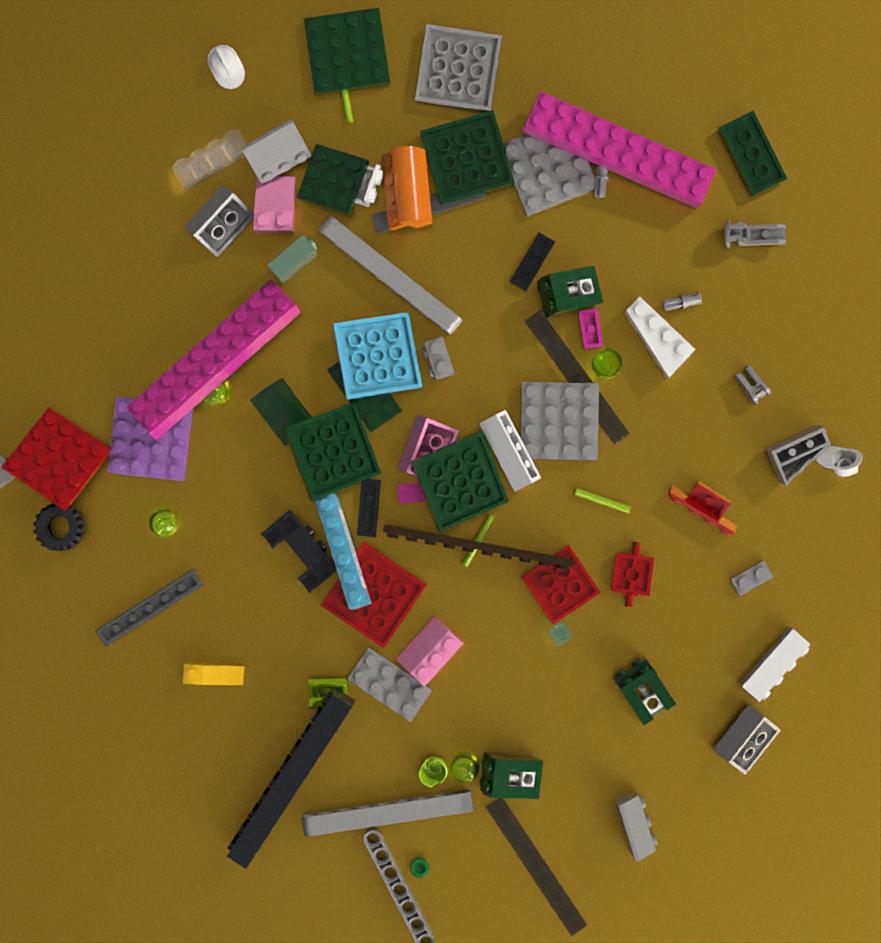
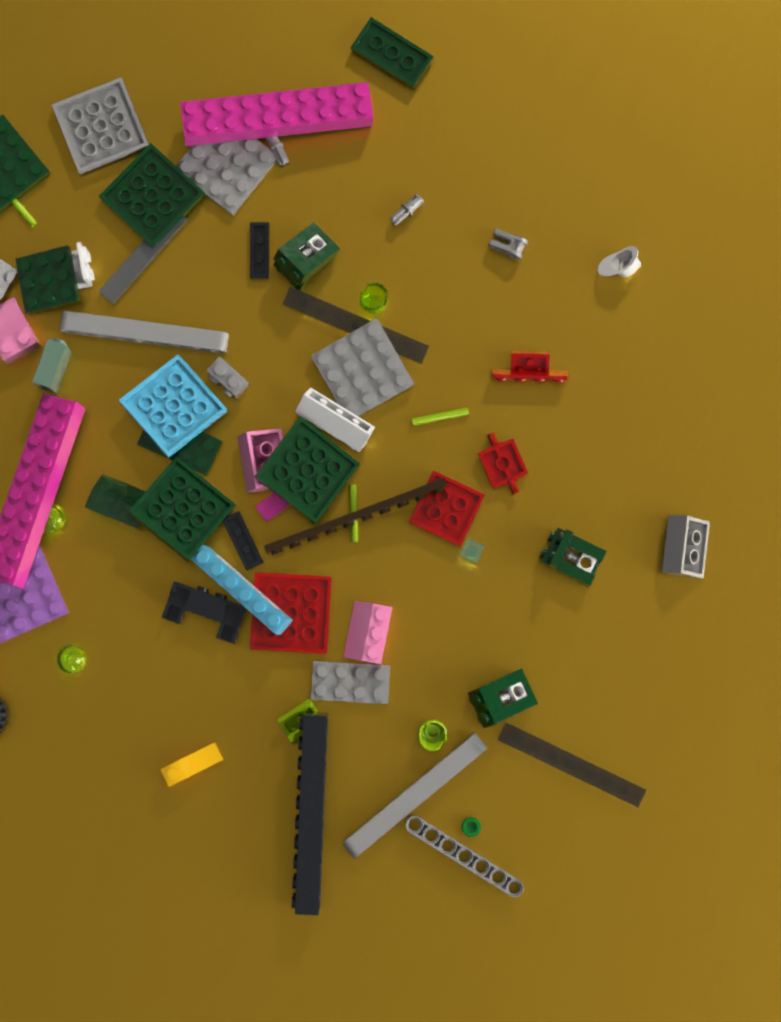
camera: 30 degrees left, 5 degrees down
(149, 607) = (102, 740): dark grey tile -> none
(406, 187) = (114, 249): orange brick -> none
(465, 767) = (458, 715): clear neon green hair -> none
(590, 328) = (342, 277): dark pink plate -> none
(636, 825) = (635, 676): light grey slope -> none
(661, 339) = (404, 249): white wedge -> none
(751, 578) = (606, 407): light grey plate -> none
(754, 234) = (433, 118): light grey piece -> none
(775, 664) = (670, 468): white brick -> none
(796, 452) = (579, 278): light grey wedge -> none

